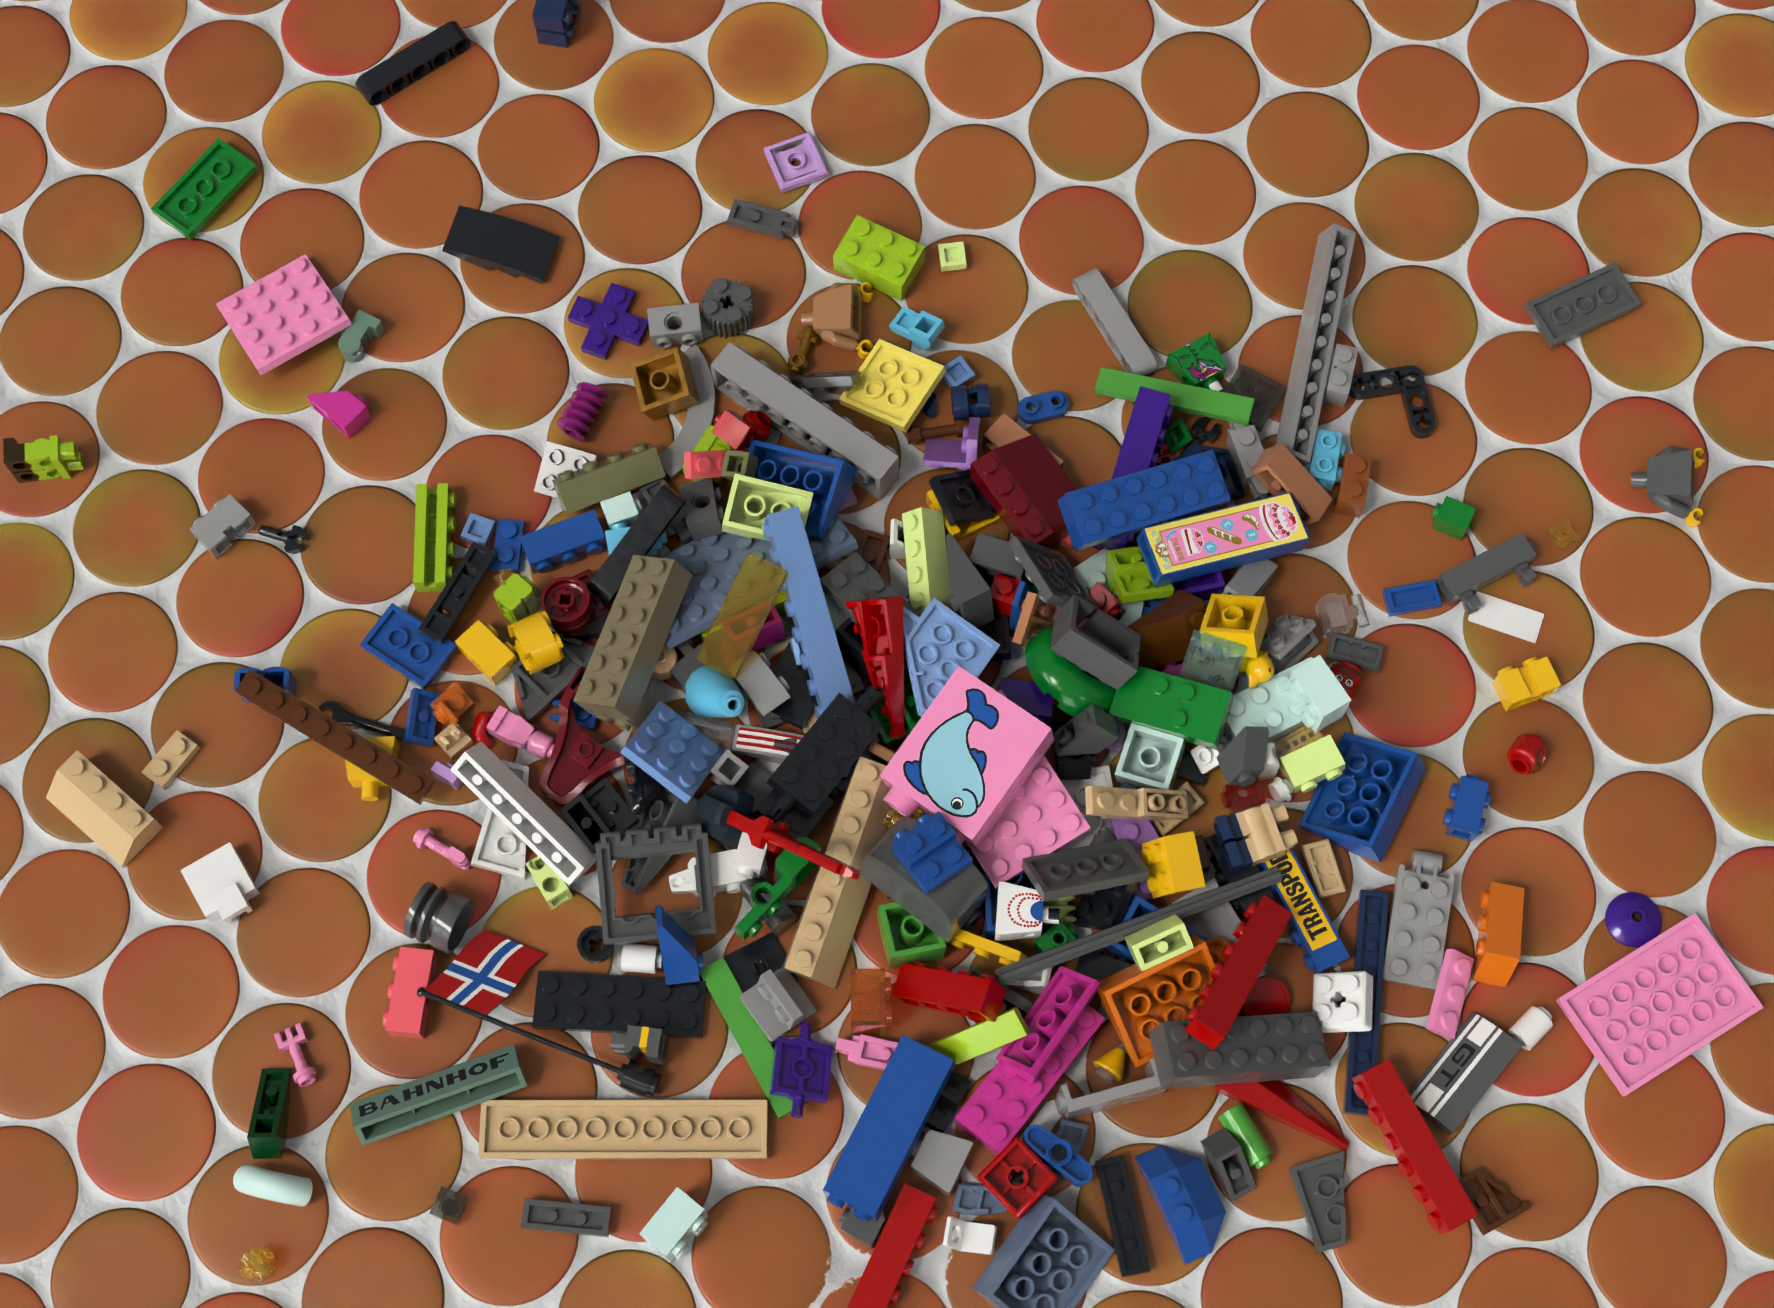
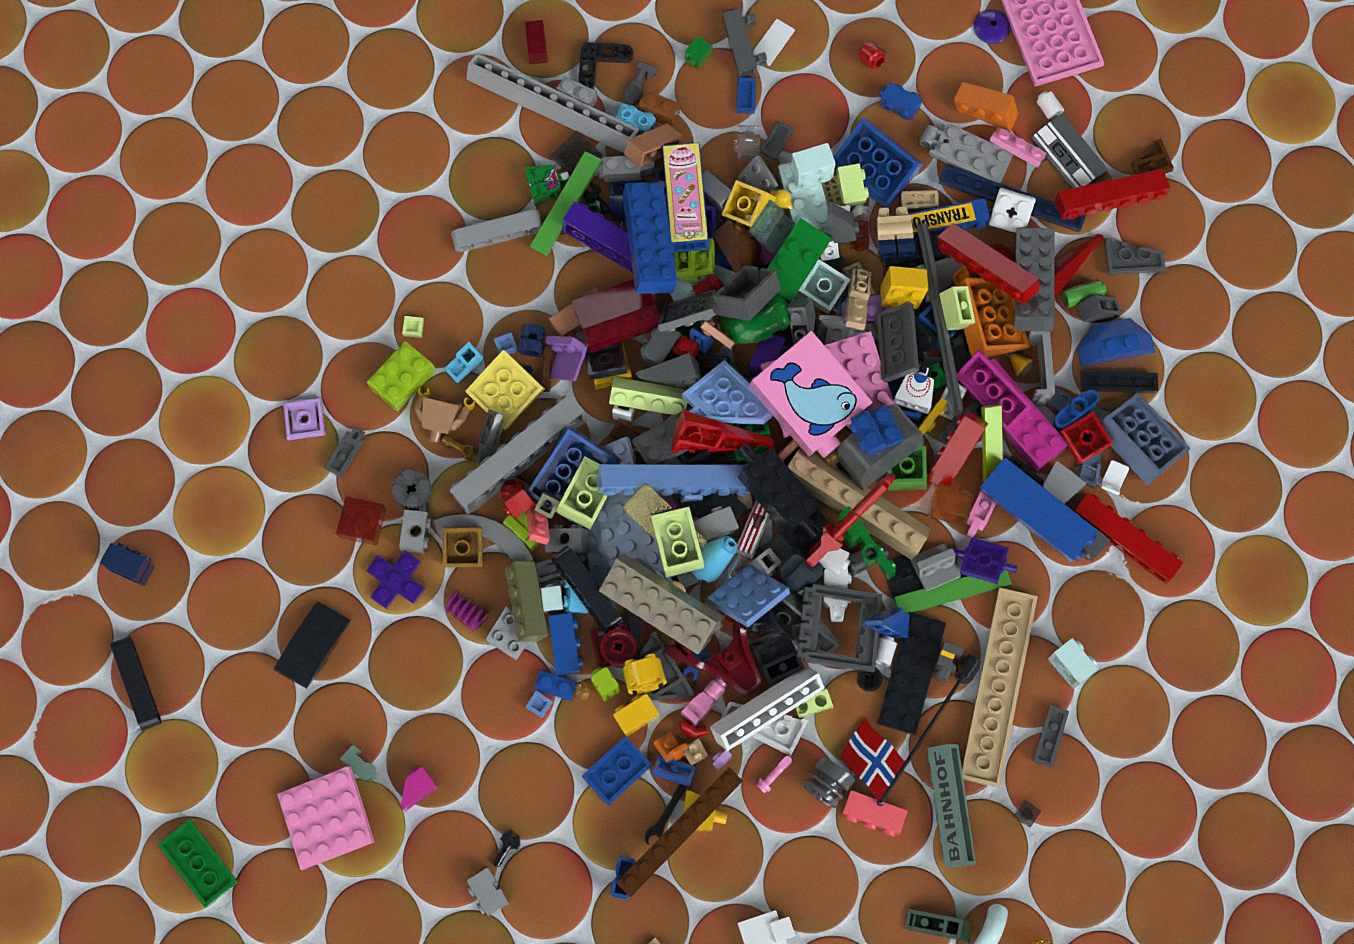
camera: 75 degrees left, 5 degrees up
(305, 1075) = (891, 903): bright pink hinge -> none
(433, 537) = (537, 737): lime brick -> none
(458, 592) = (587, 726): black hinge -> none
(673, 259) = (361, 521): none -> clear red brick
(719, 635) = (677, 542): none -> yellowish green slope
(1043, 407) = (546, 293): blue plate -> none
(1348, 676) = (792, 147): head -> none
(1378, 449) = (635, 88): none -> dark grey piece
(1400, 306) = (536, 42): none -> dark red brick
(1526, 684) = (824, 42): yellow brick -> none

